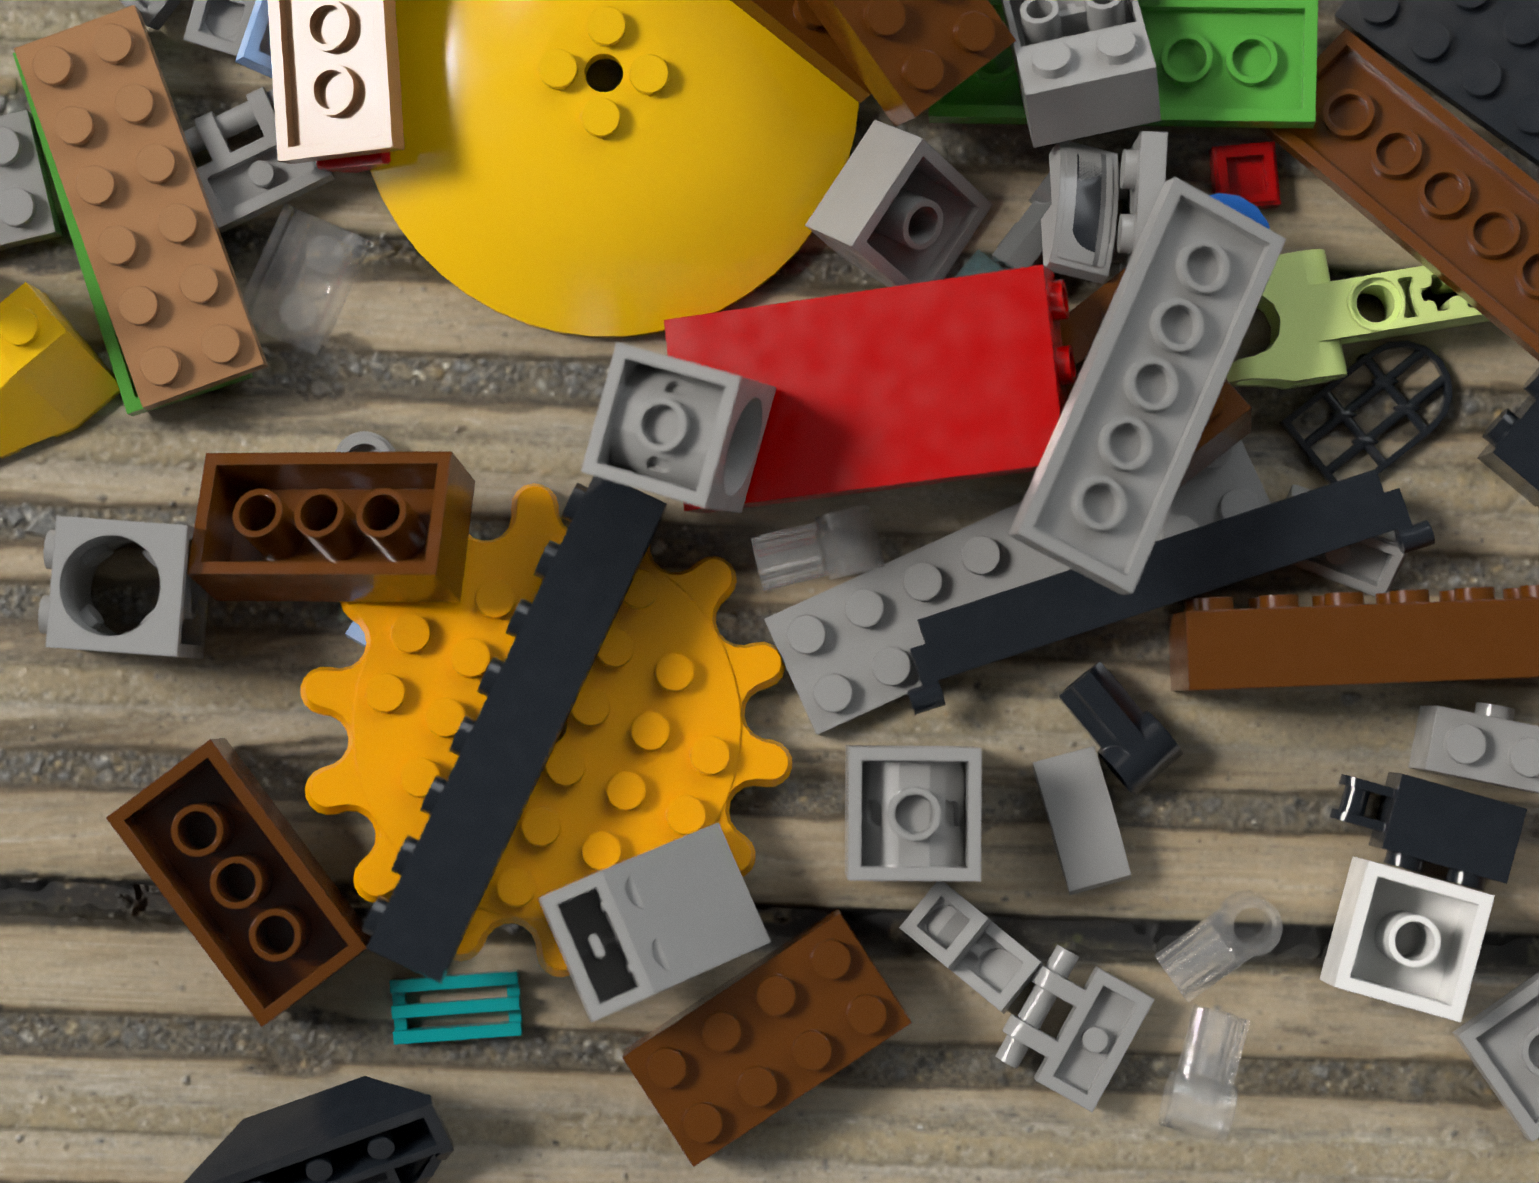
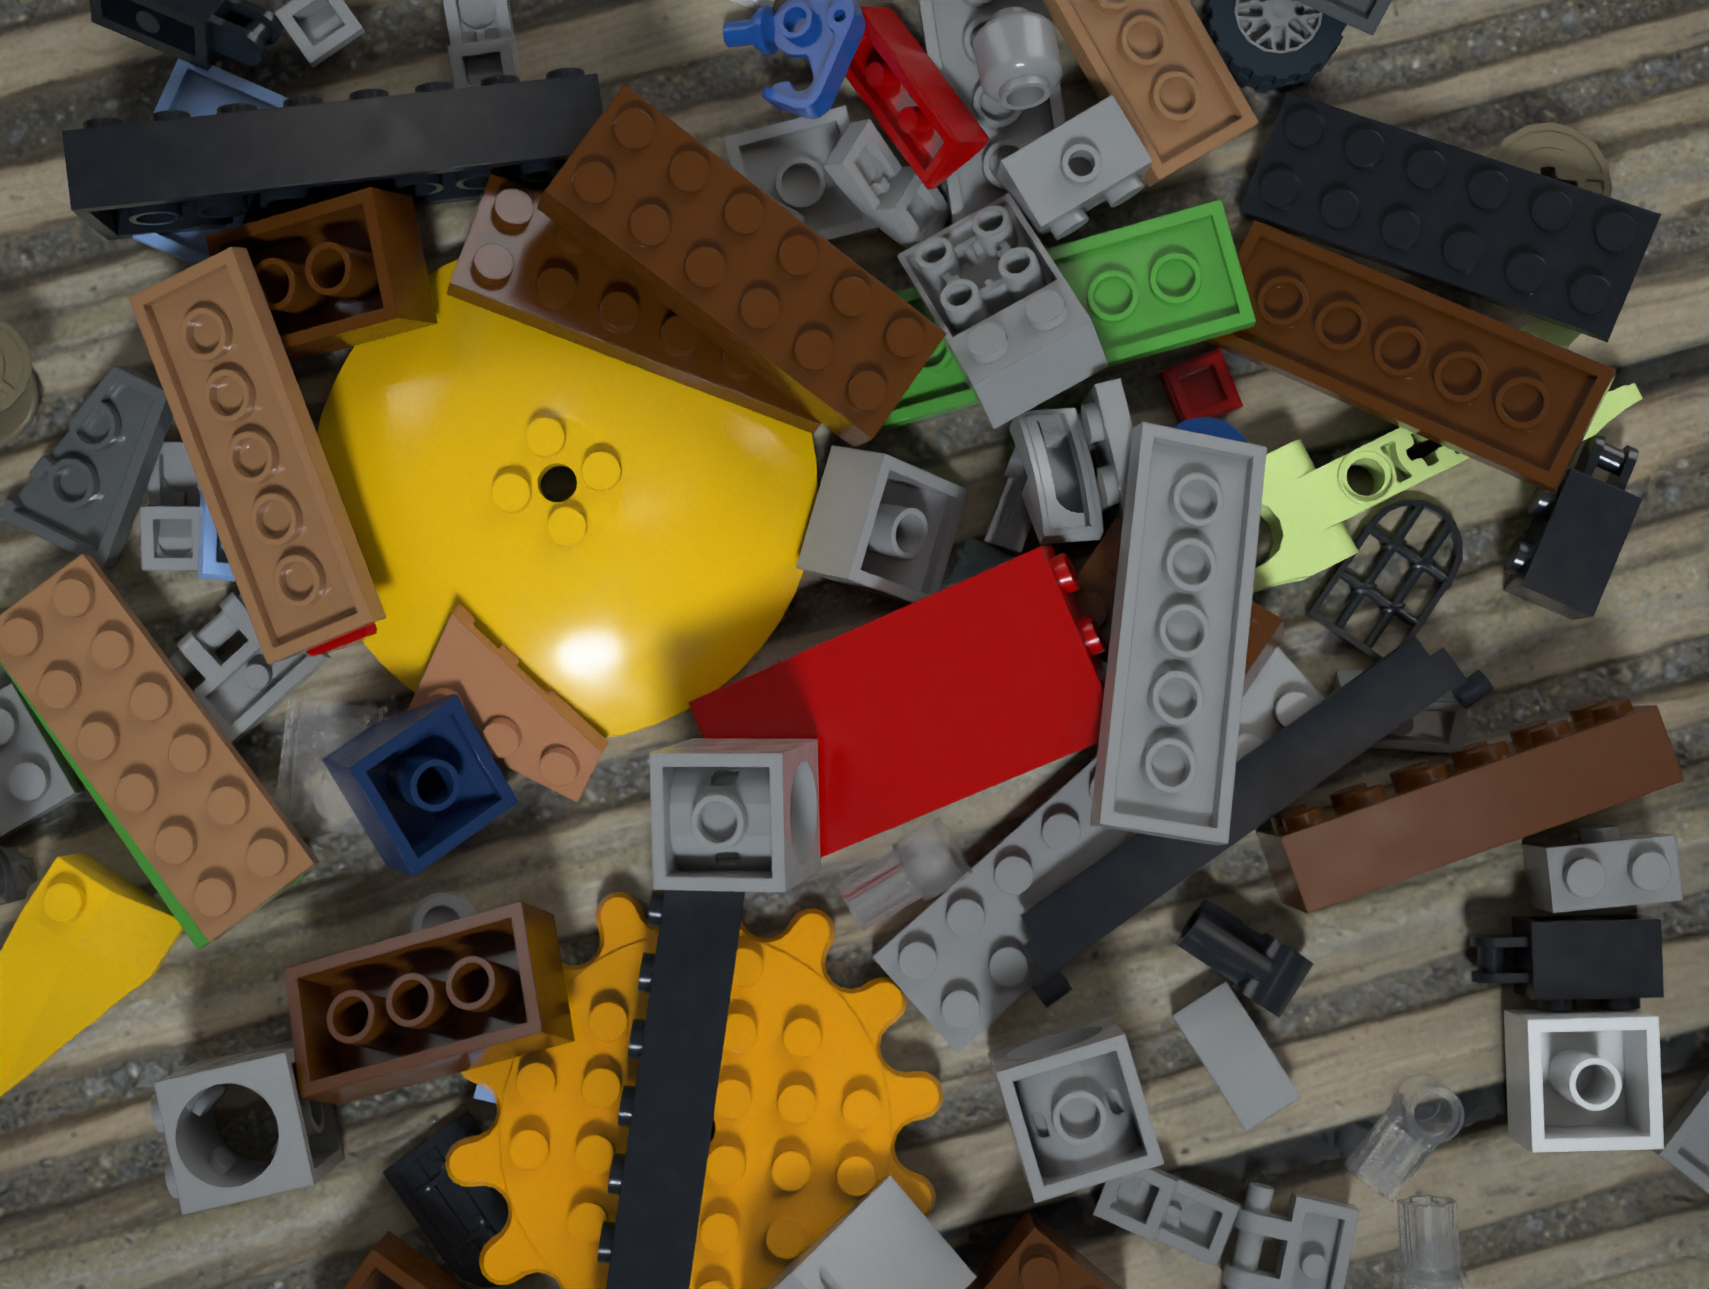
camera: 25 degrees left, 0 degrees up
(289, 734) = (451, 1215): none -> black window
(387, 319) = (421, 783): none -> dark blue slope
(476, 270) = (515, 717): none -> nougat wing

